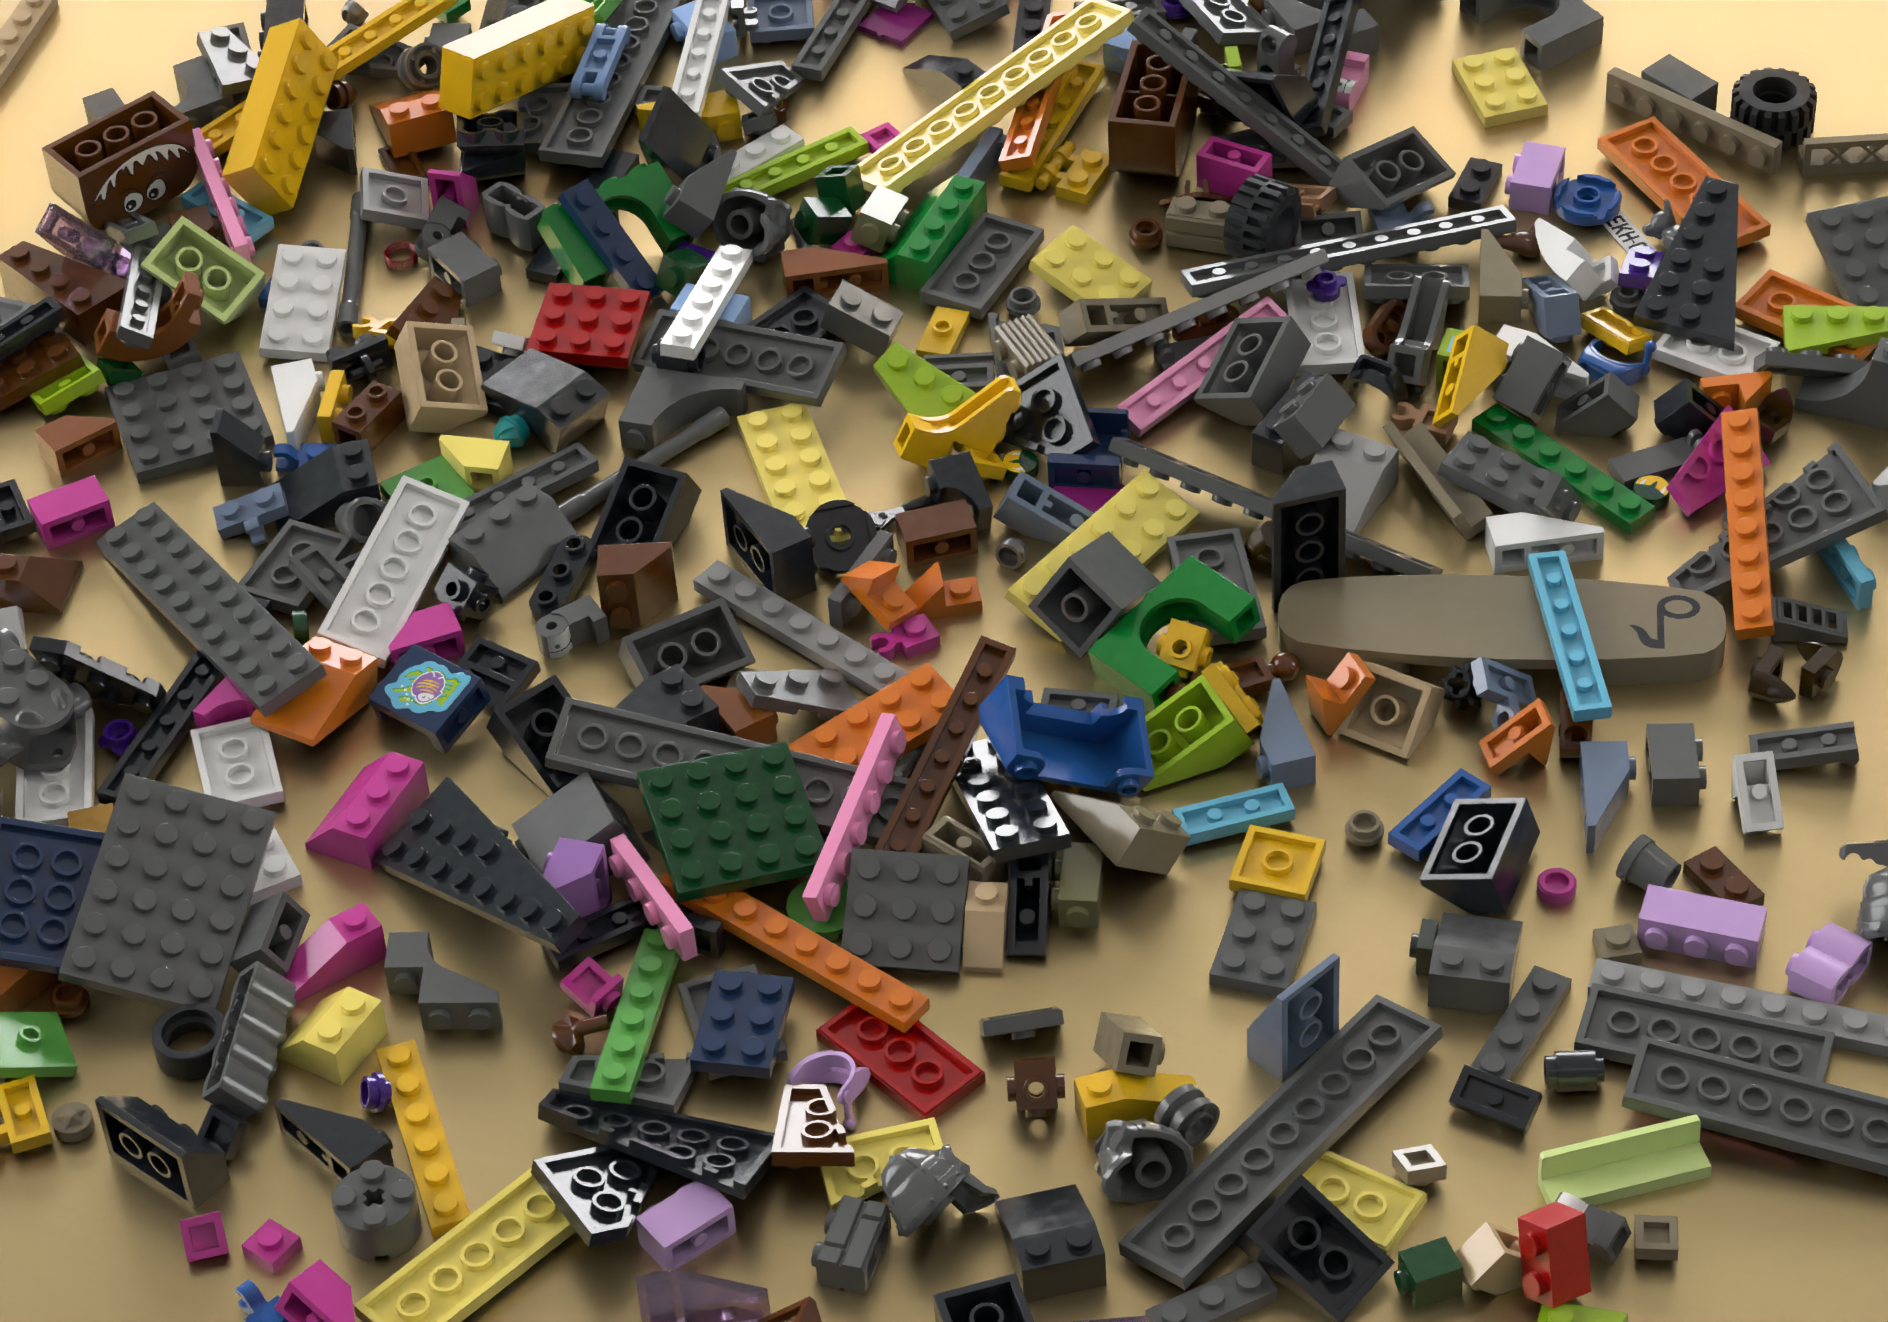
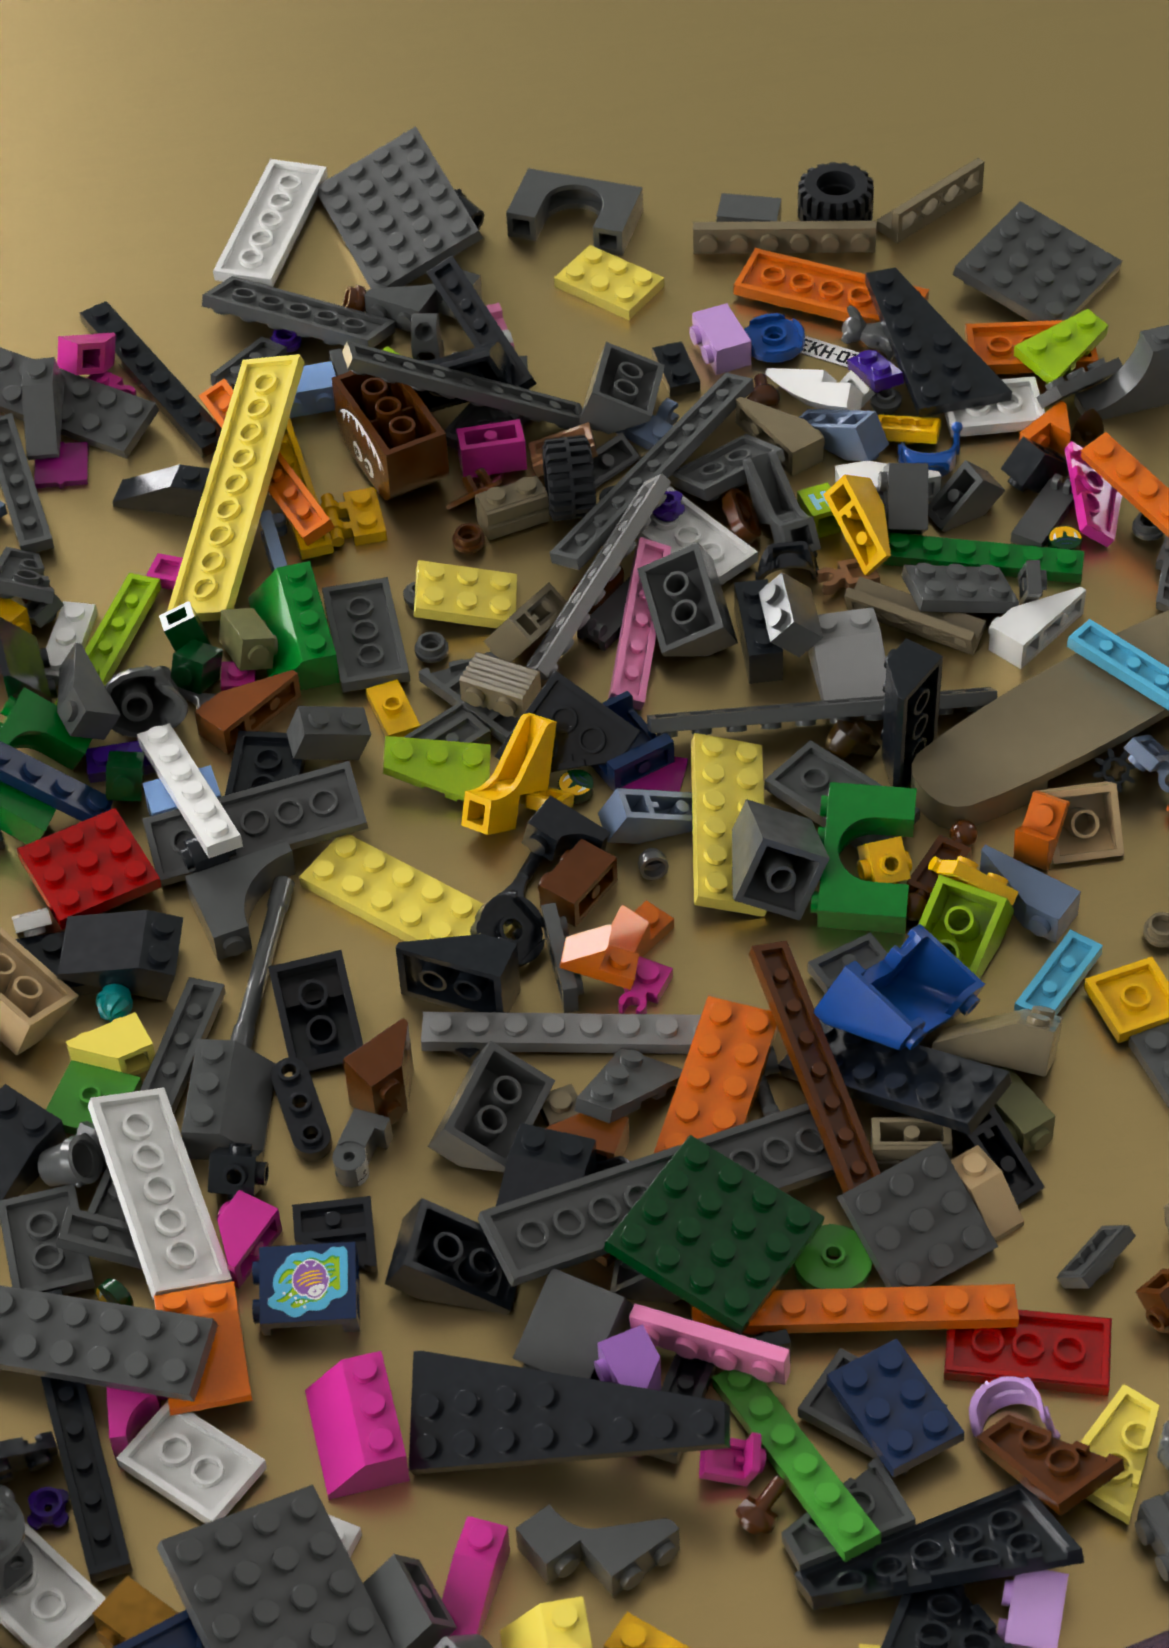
camera: 40 degrees left, 5 degrees up
(854, 817) = (813, 1178): bright pink plate -> none

